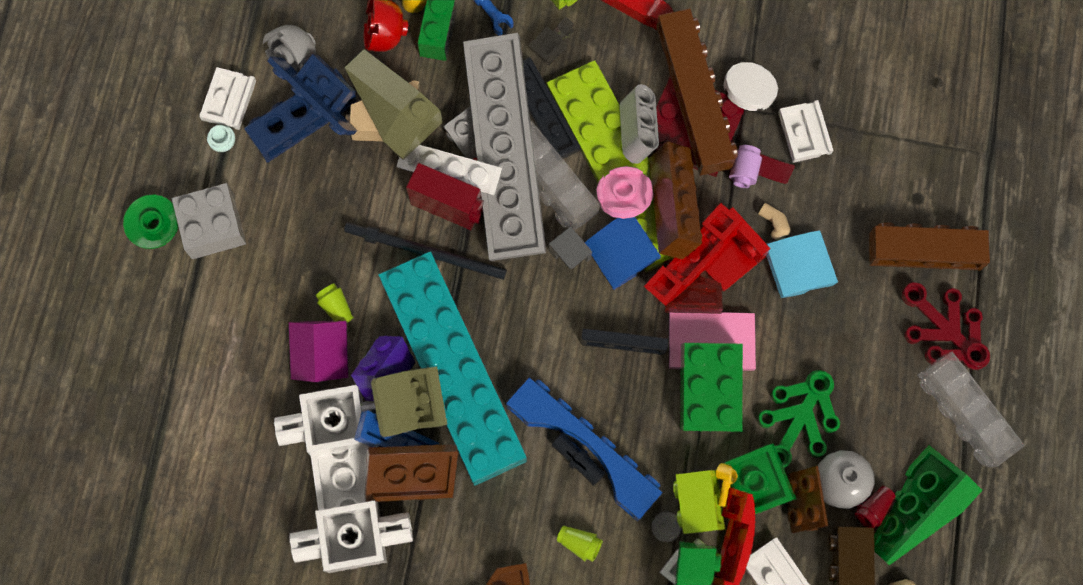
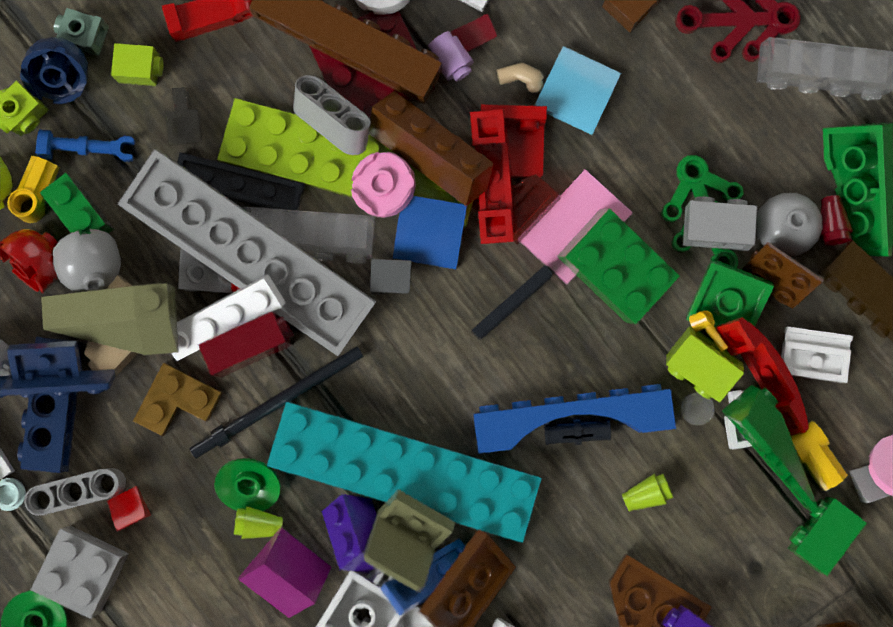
camera: 45 degrees left, 10 degrees up
(249, 167) = (60, 491): none -> light grey beam
(274, 218) = (128, 508): none -> red slope
(345, 276) = (257, 492): none -> green dish
(374, 181) = (172, 391): none -> pearl gold plate
(412, 56) = (87, 261): none -> light grey cylinder
(800, 428) = (720, 224): none -> light grey brick

